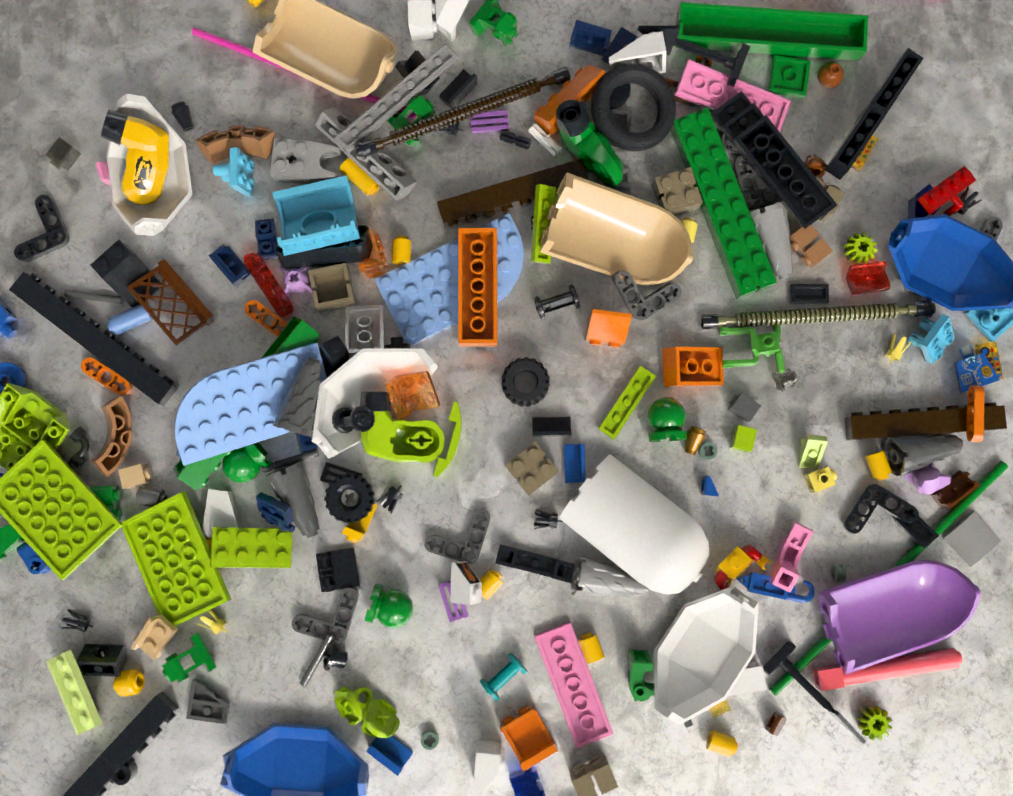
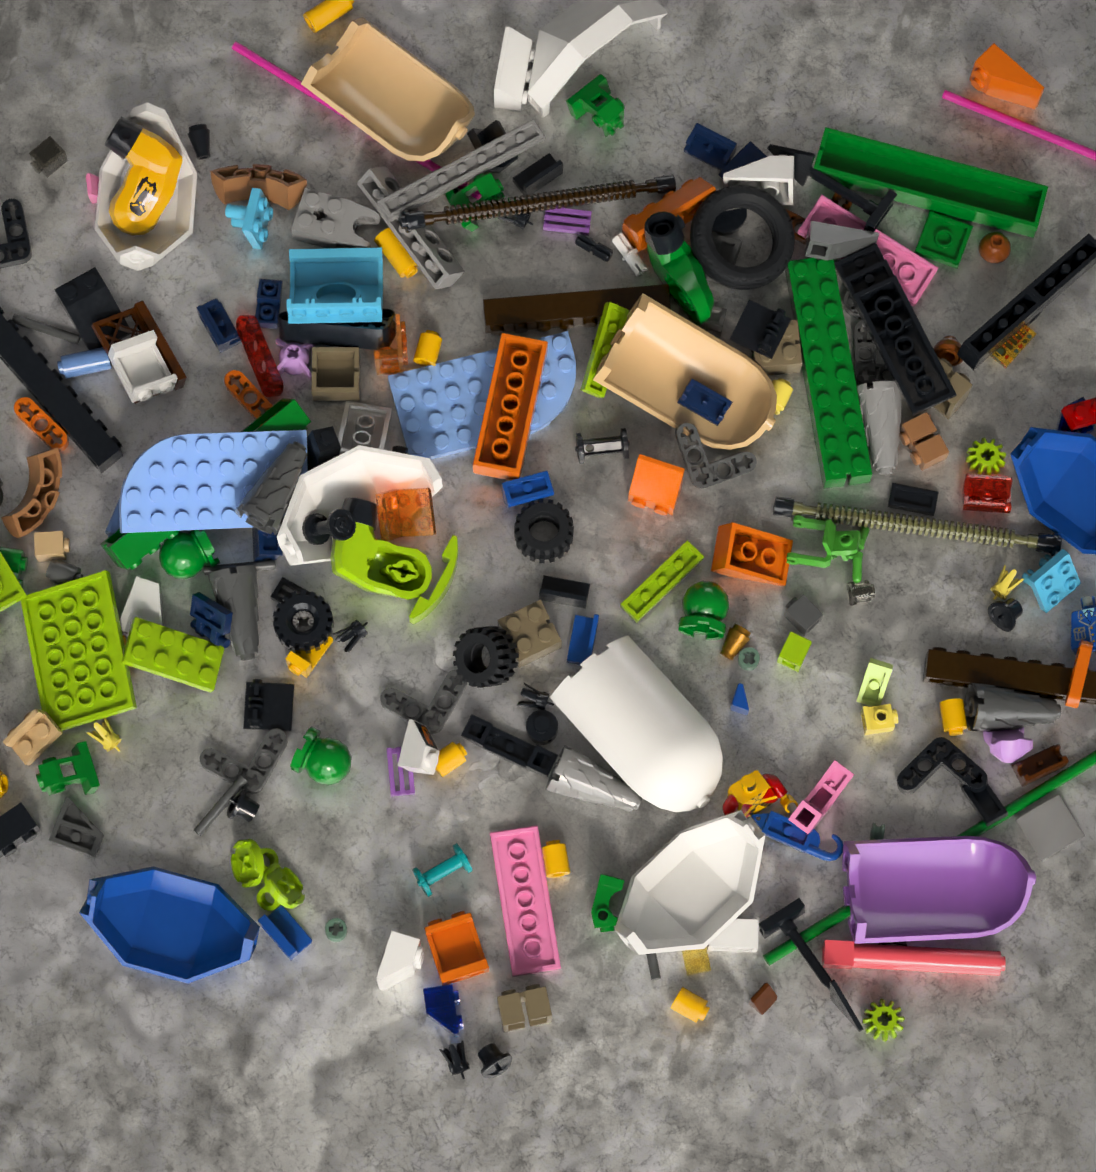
camera: 10 degrees right, 10 degrees down
(174, 315) = (141, 367): none -> white panel
(493, 506) = (470, 661): none -> black tyre
(505, 352) = (527, 489): none -> blue tile
(557, 542) = (542, 727): none -> black piece
(631, 250) = (704, 402): none -> dark blue hinge
(665, 181) = (760, 329): none -> black hinge
(706, 96) = (835, 241): none -> dark grey slope
(902, 373) = (1005, 613): none -> black piece

